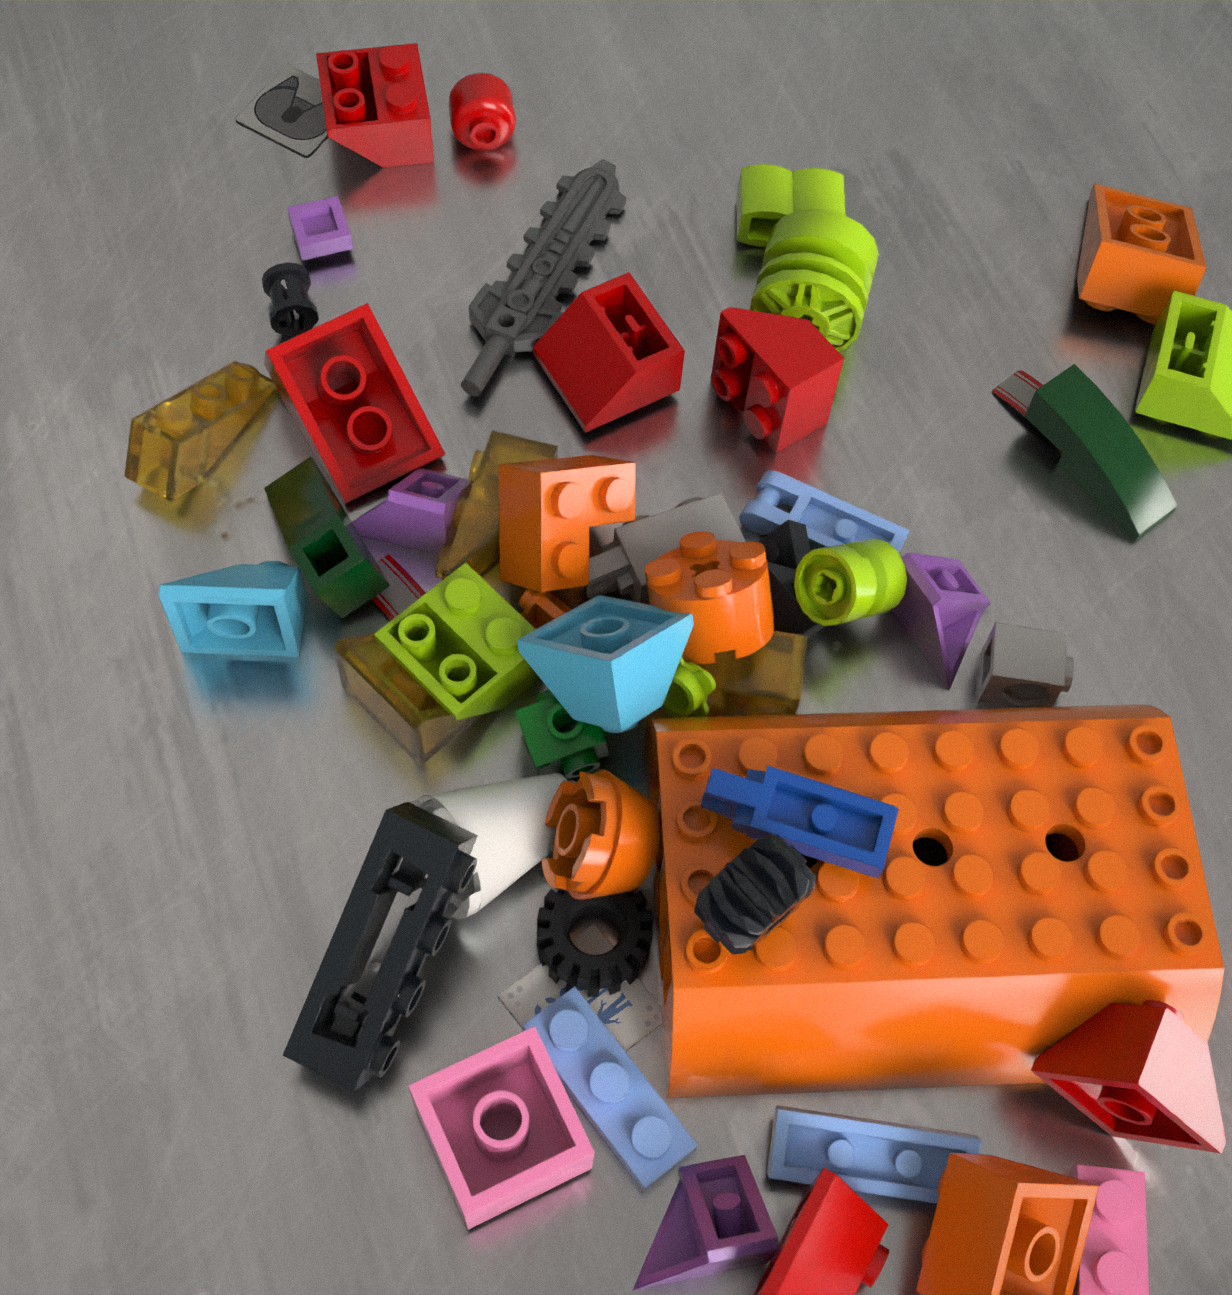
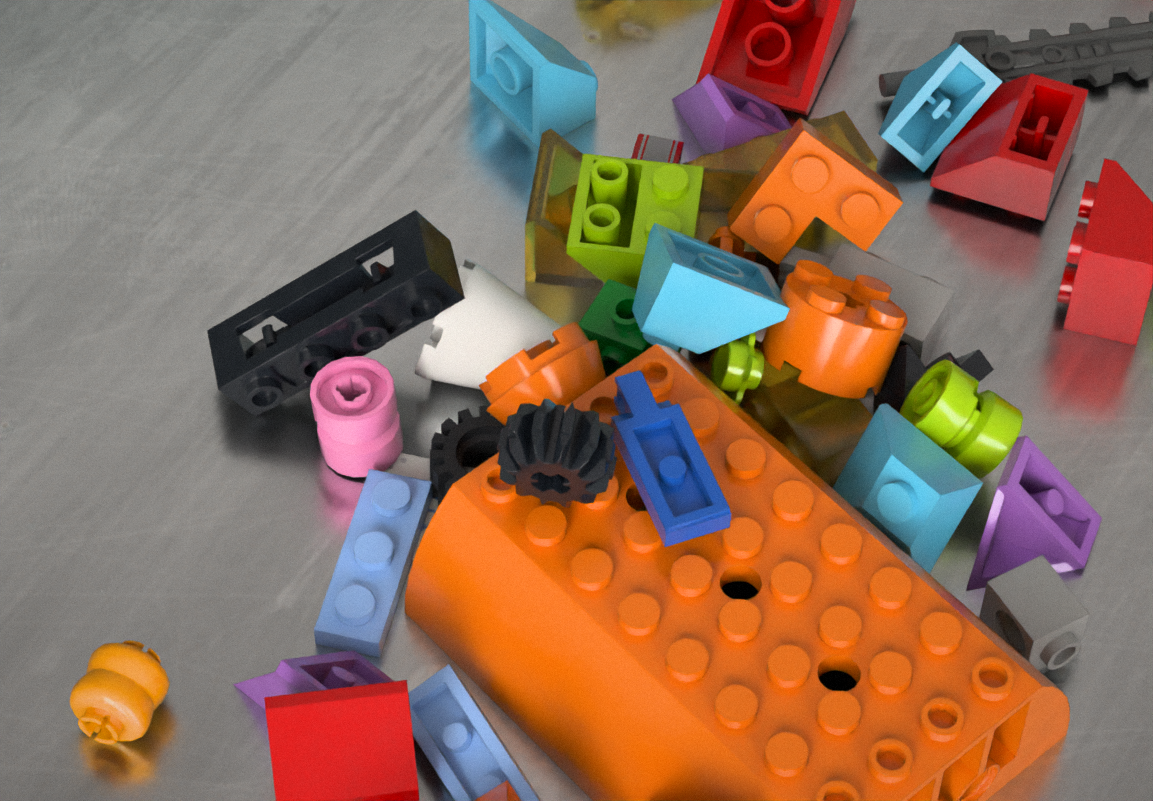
camera: 55 degrees right, 10 degrees down
(324, 539) = (637, 87): dark green slope -> none
(473, 997) = (356, 416): none -> bright pink wheel
(502, 1127) = (272, 496): bright pink brick -> none
(532, 370) = (936, 104): none -> medium azure slope
(826, 517) = (1027, 386): light blue plate -> none
(878, 663) = (907, 486): none -> medium azure slope

